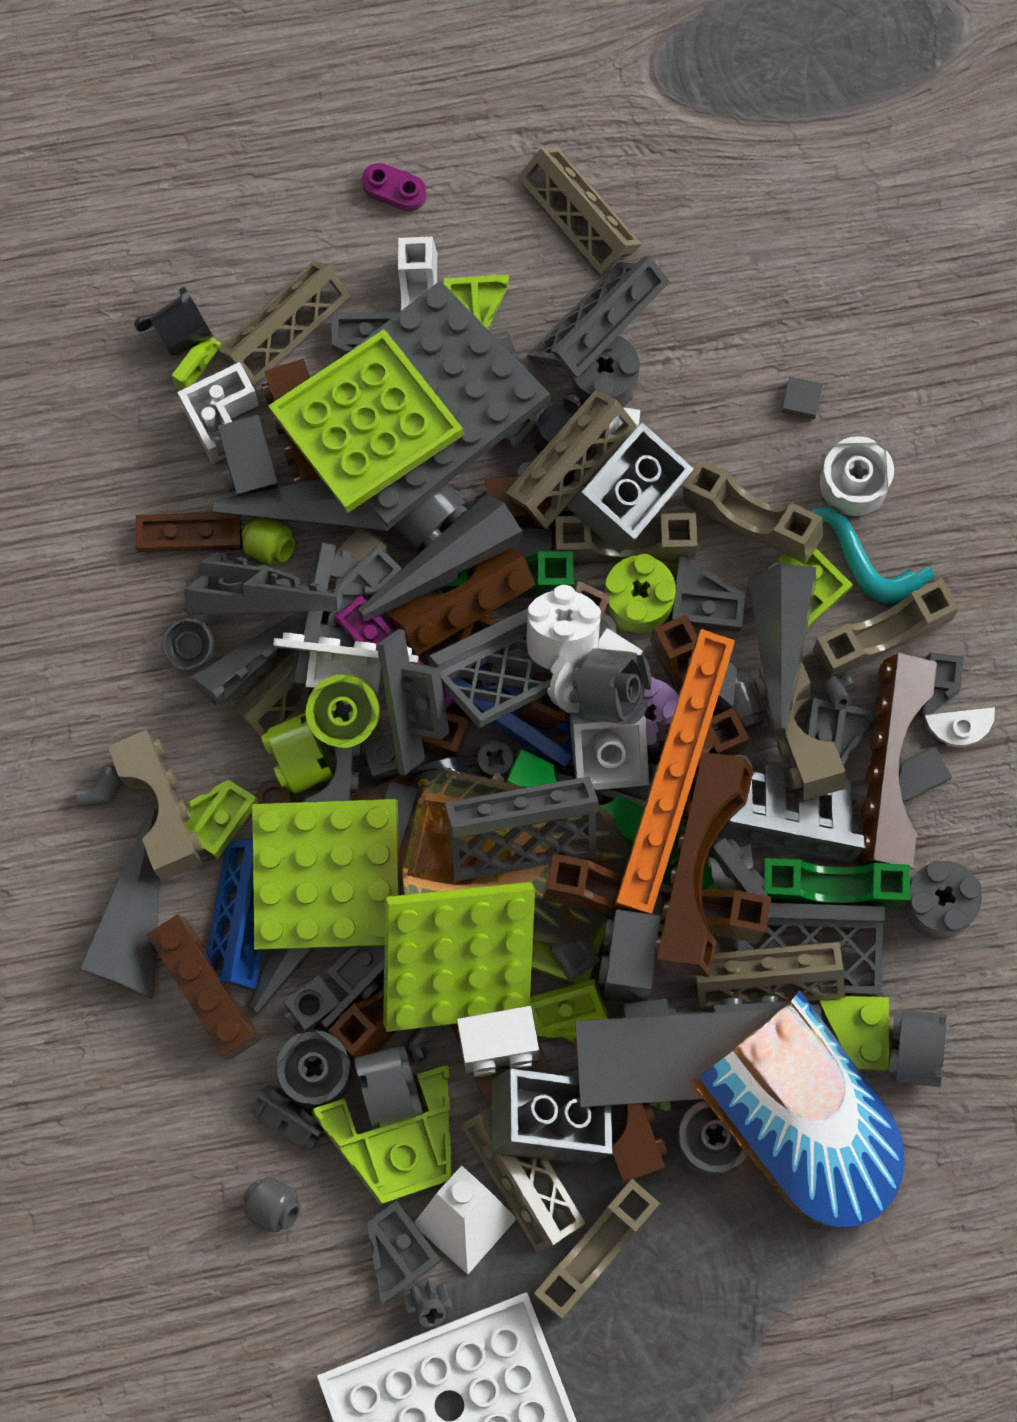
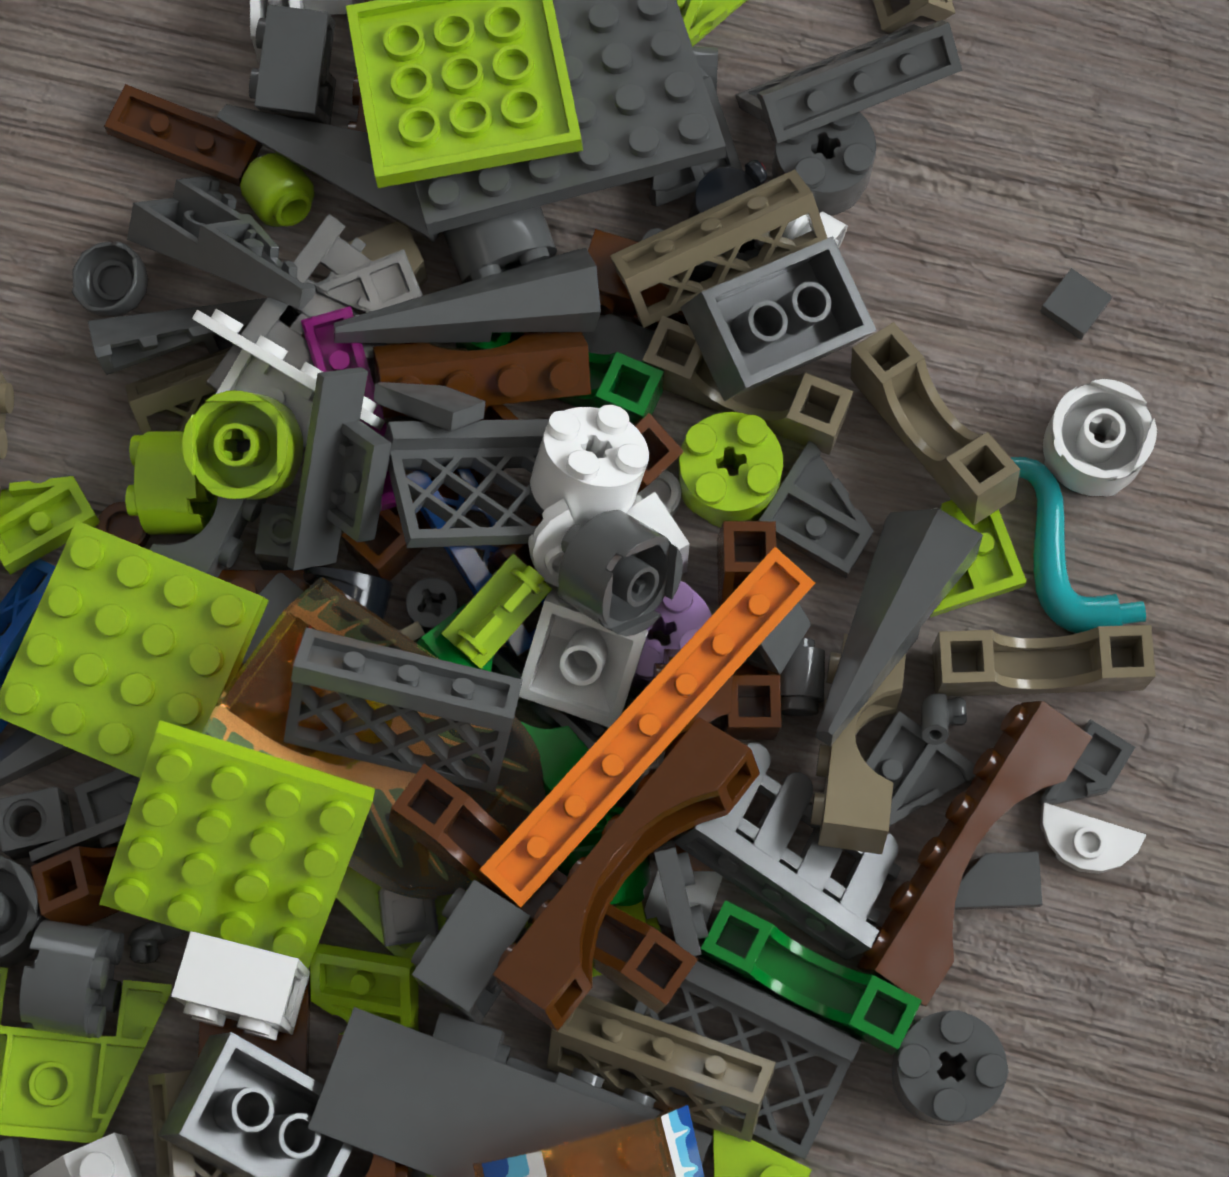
camera: 25 degrees right, 0 degrees up
(447, 633) = (431, 403): none -> dark grey tile
(545, 743) = (497, 610): none -> lime hinge

